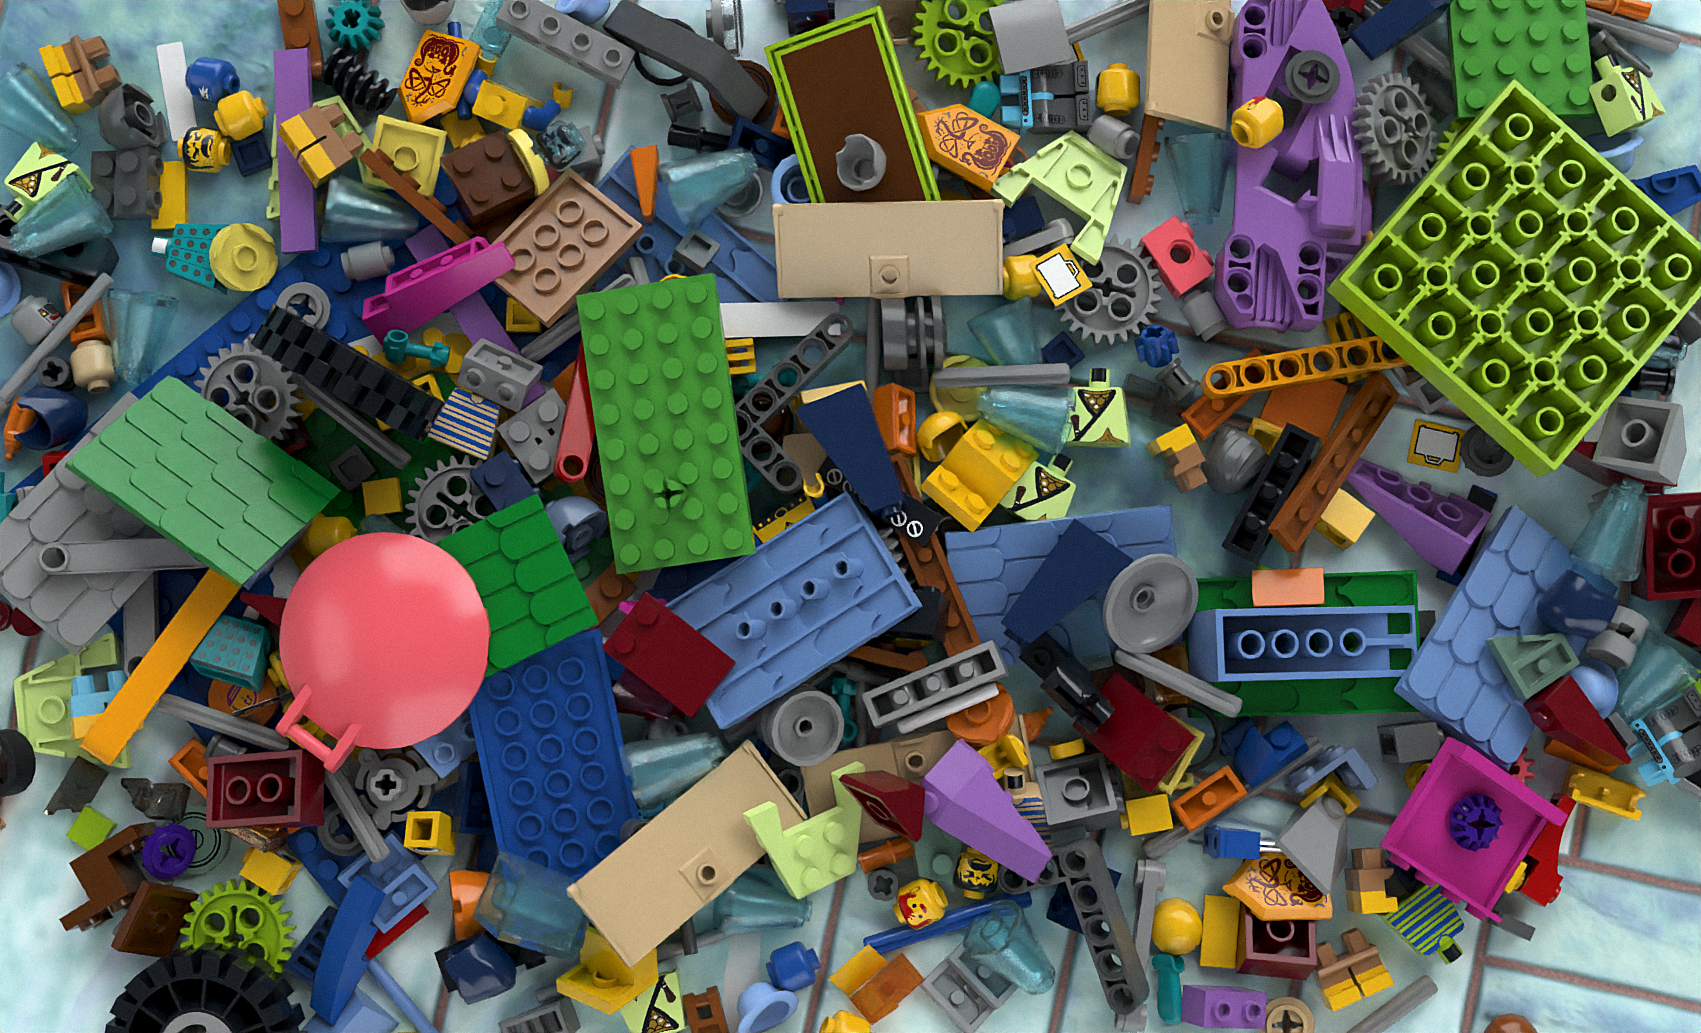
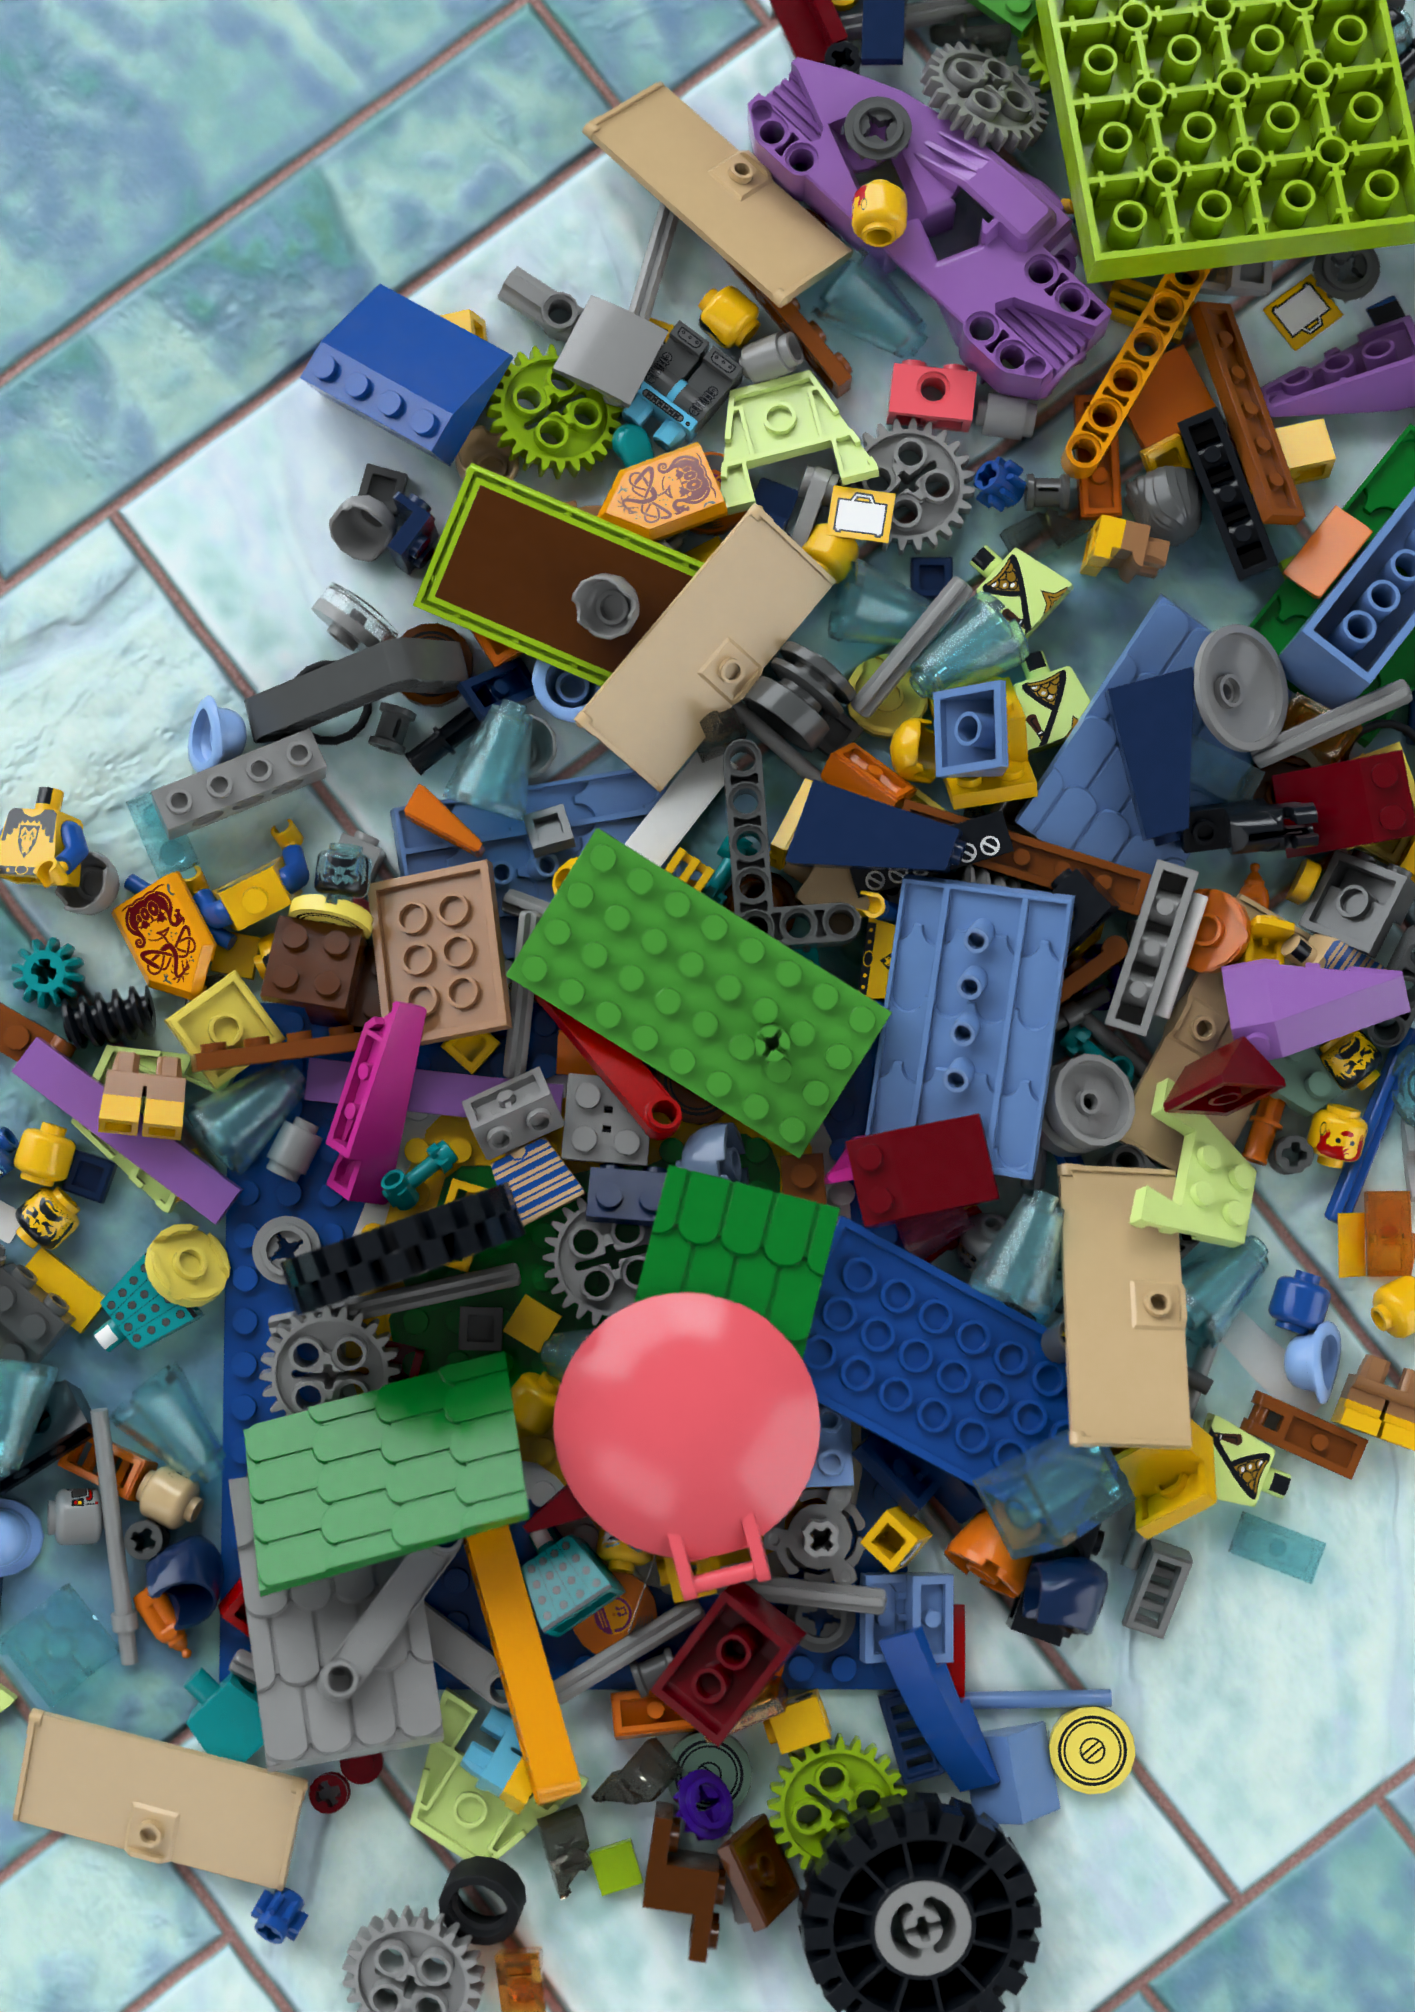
camera: 55 degrees left, 0 degrees up
(848, 302) = (719, 731): none -> clear smoke slope
(974, 454) = (971, 731): none -> medium blue slope

